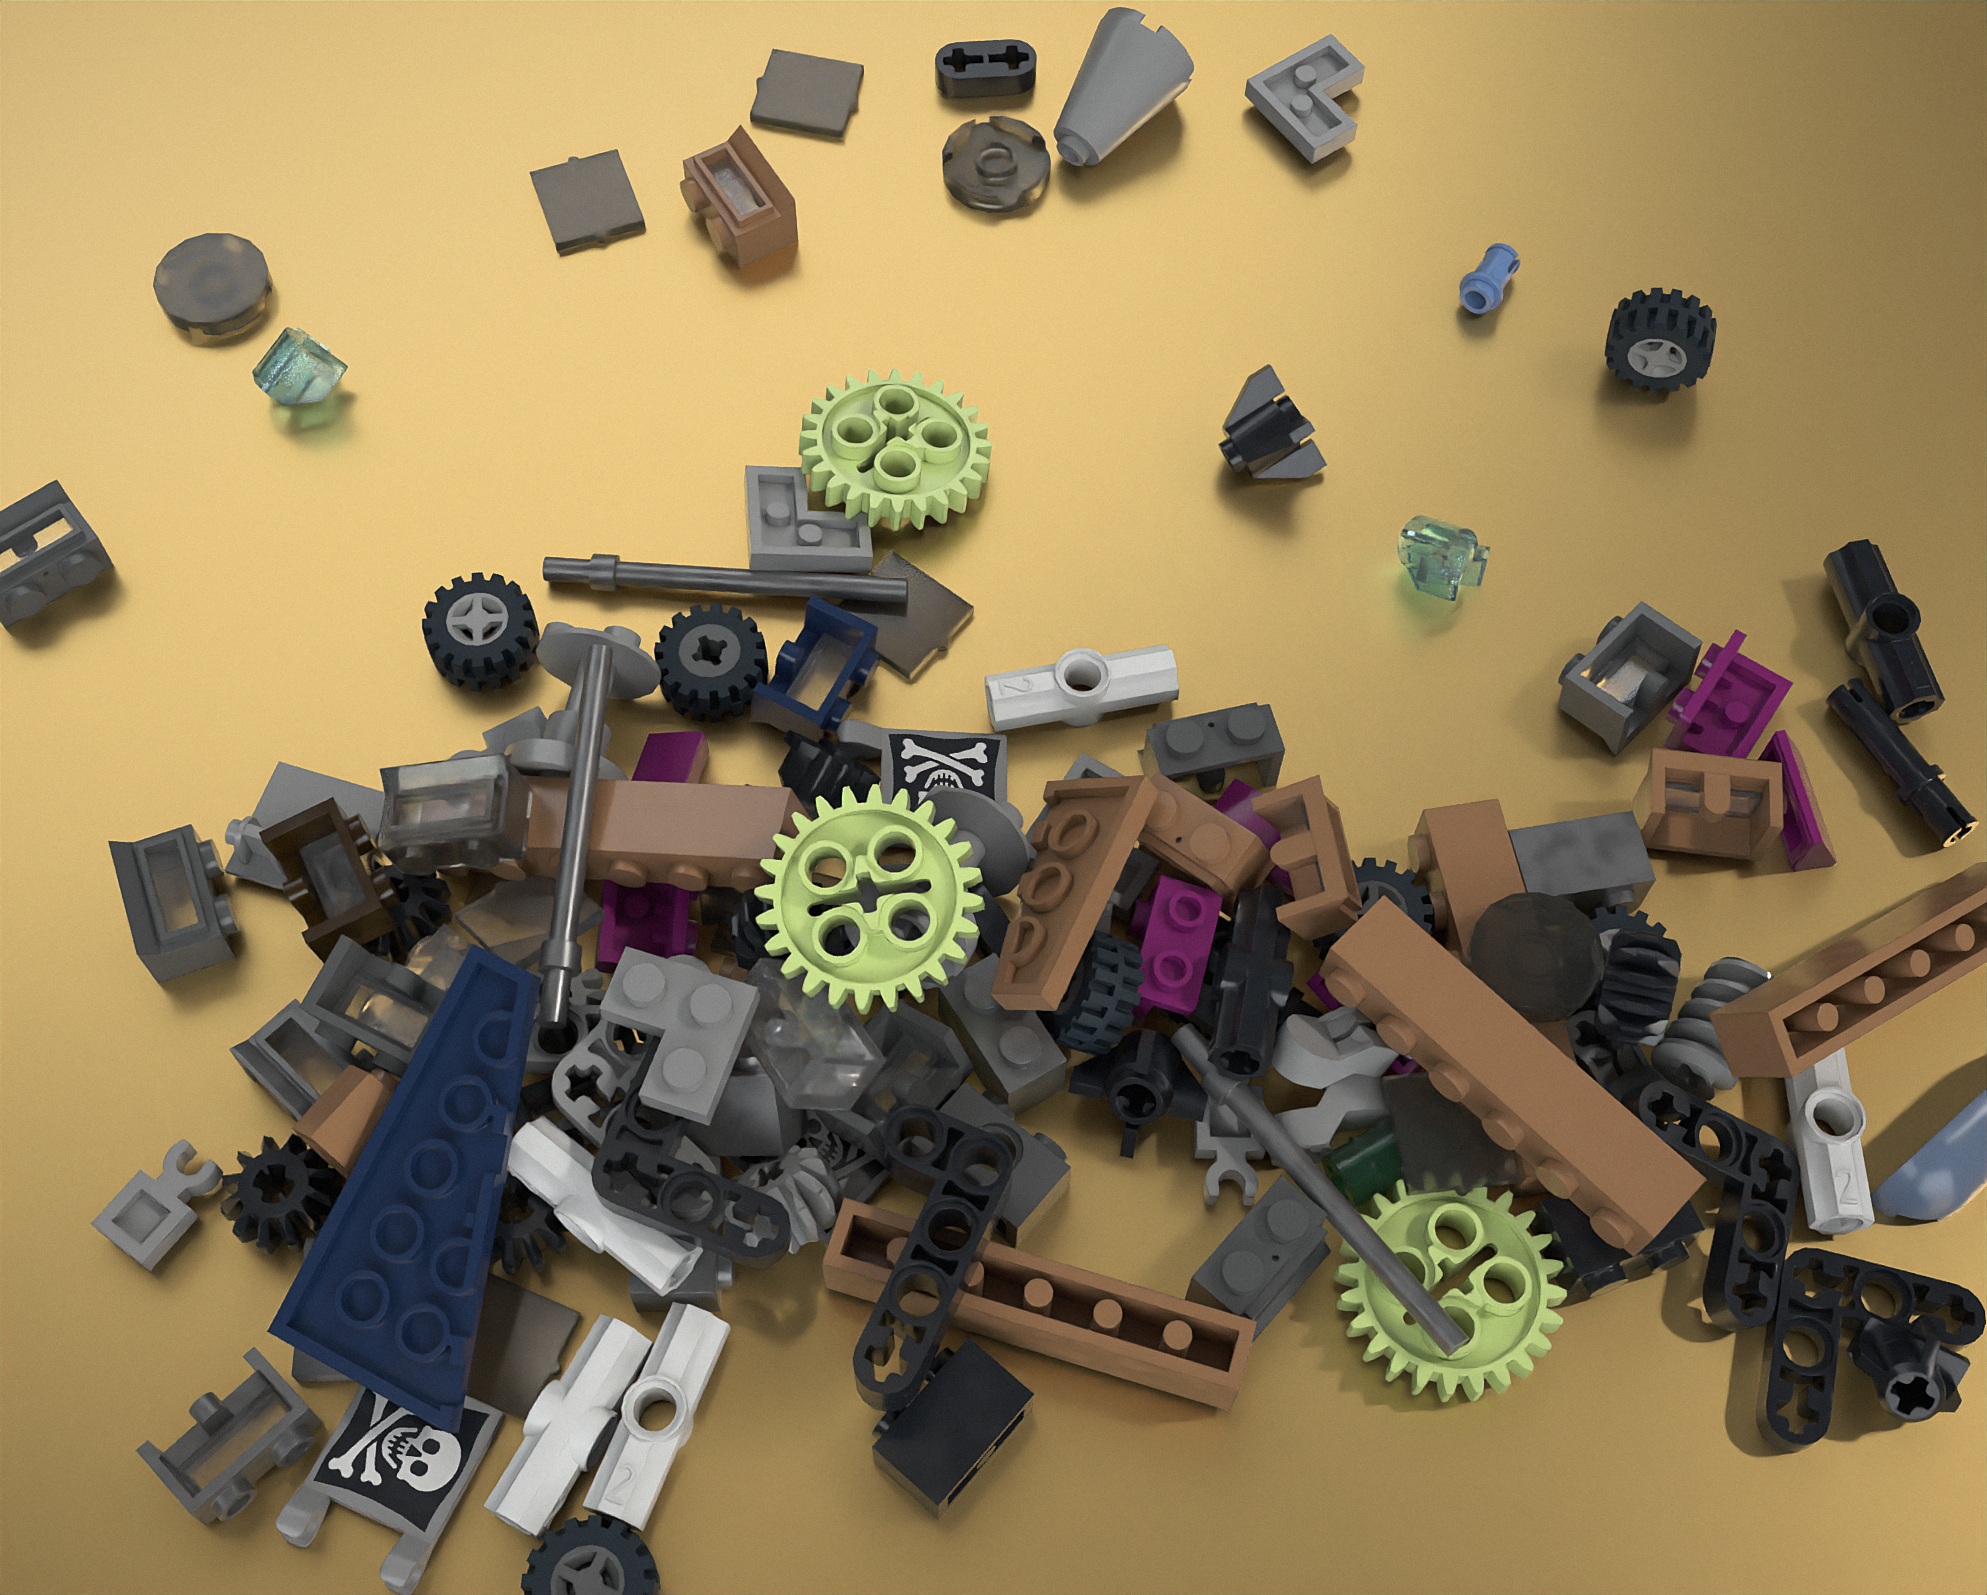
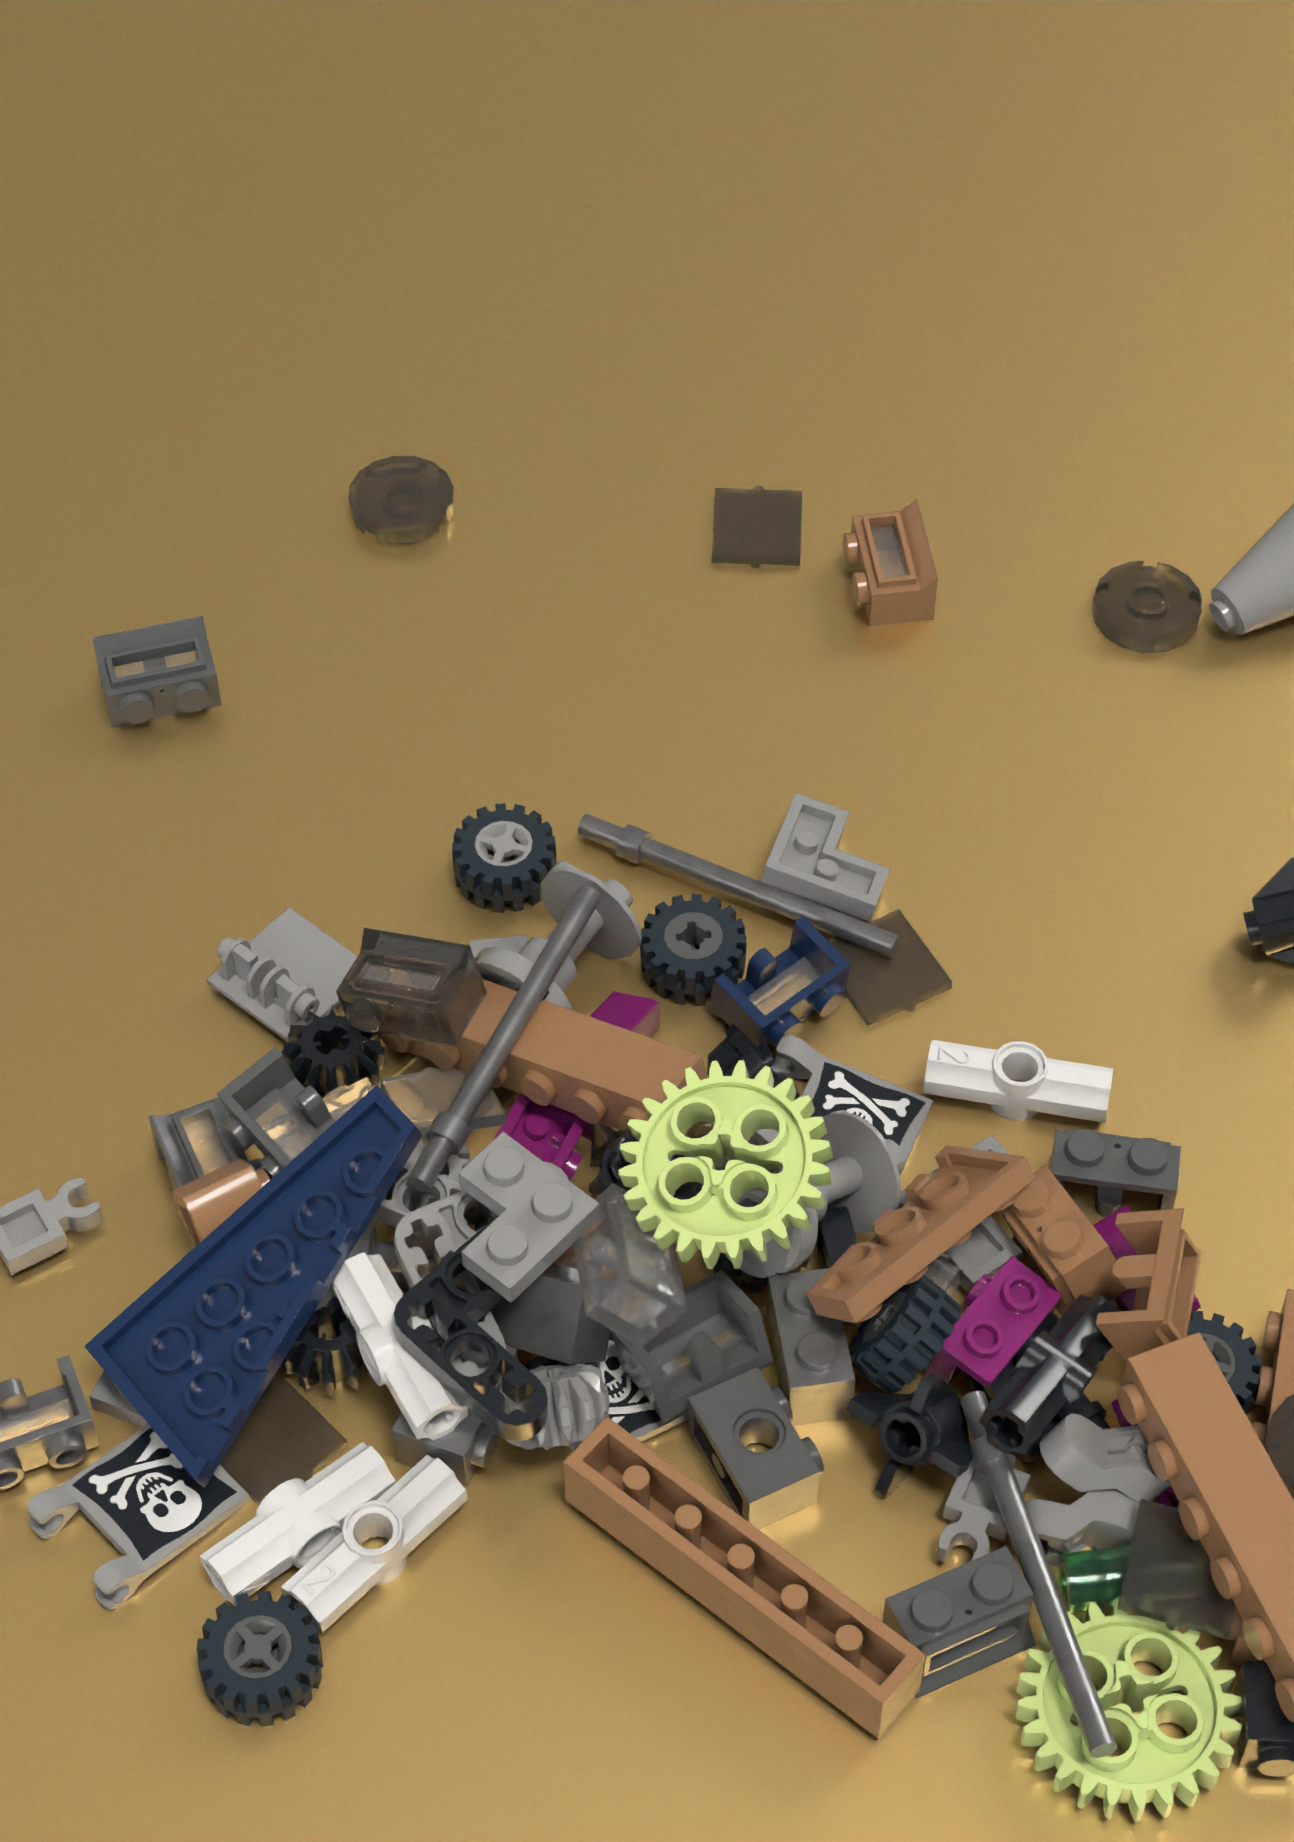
camera: 25 degrees right, 10 degrees down
(174, 902) = (154, 989): dark grey window -> none
(271, 1172) = (137, 1247): black gear -> none
(297, 369) = (441, 591): clear light blue piece -> none
(332, 876) = (290, 1002): dark brown window -> none
(807, 93) = (998, 493): clear smoke piece -> none
(895, 449) = (938, 822): yellowish green gear -> none
(921, 1262) = (643, 1485): black beam -> none
(951, 1426) = (622, 1650): black brick -> none
(985, 68) = (1174, 519): black beam -> none

